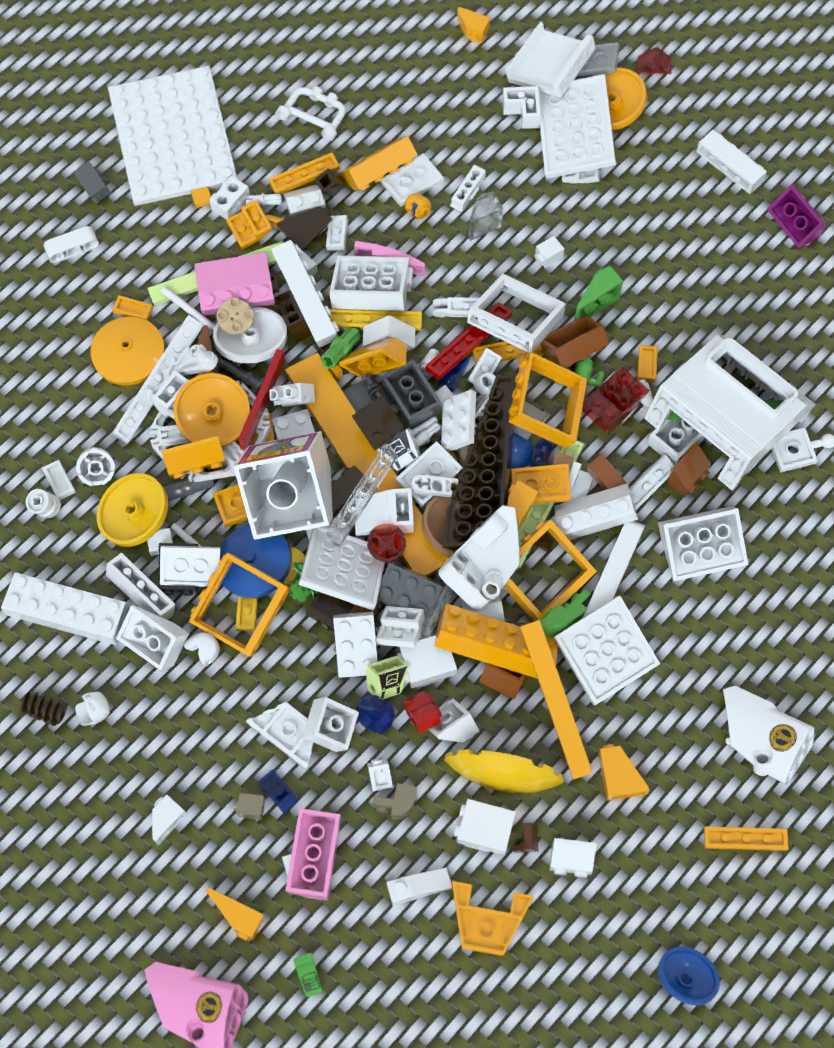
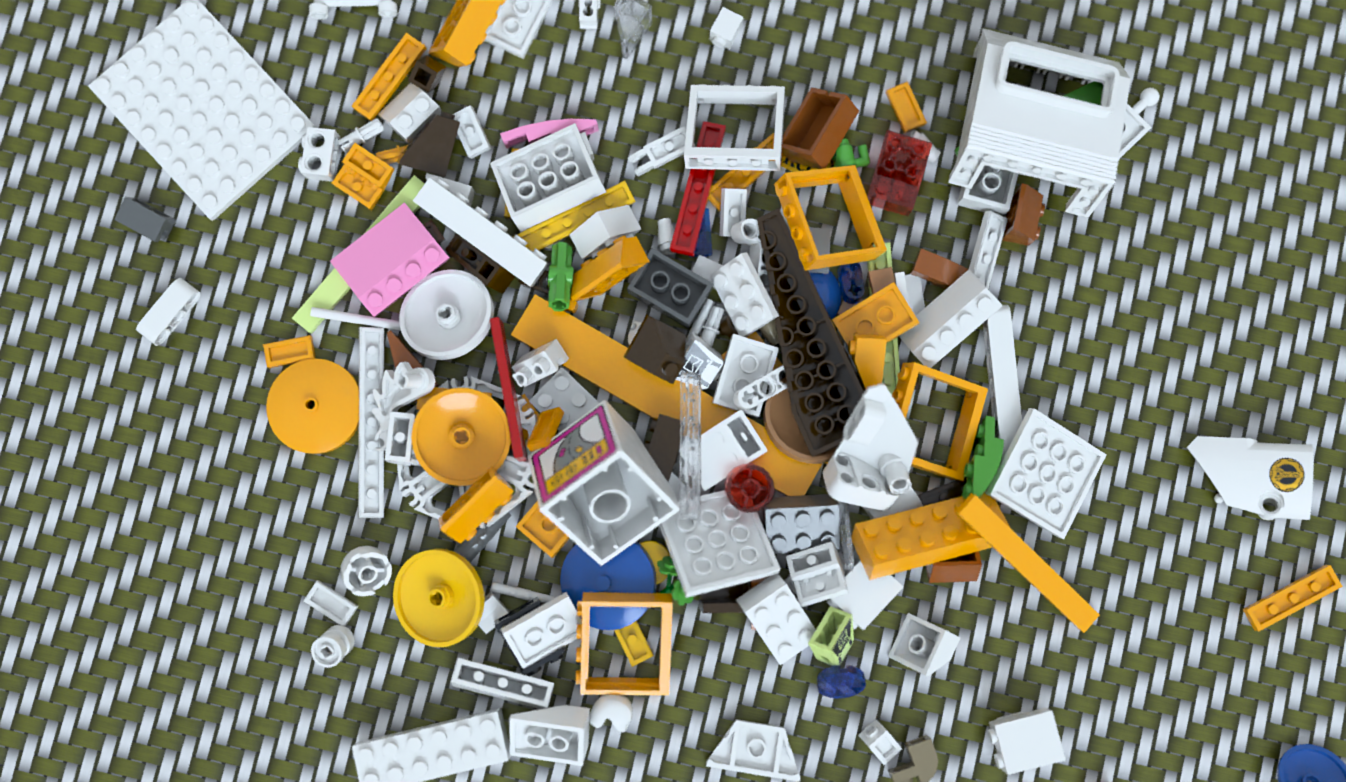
camera: 30 degrees left, 15 degrees up
(201, 197) = (285, 169): light orange tile -> none
(228, 311) = (406, 302): tan plate -> none
(248, 378) = (473, 367): dark grey pin -> none
(271, 435) = (545, 428): none -> light orange tile
(330, 724) = (801, 723): white brick -> none
(364, 392) = (617, 314): dark grey hinge -> none
(417, 206) = (544, 49): light orange head -> none
(422, 711) = (889, 652): red brick -> none
(503, 771) = (1012, 672): yellow brick -> none
(530, 840) = (1080, 731): reddish brown tile -> none
(572, 857) = (1131, 721): white slope -> none
(601, 292) = (814, 43): bright green slope -> none
(619, 774) = (1129, 602): light orange slope -> none
(703, 543) = (1079, 289): white slope -> none

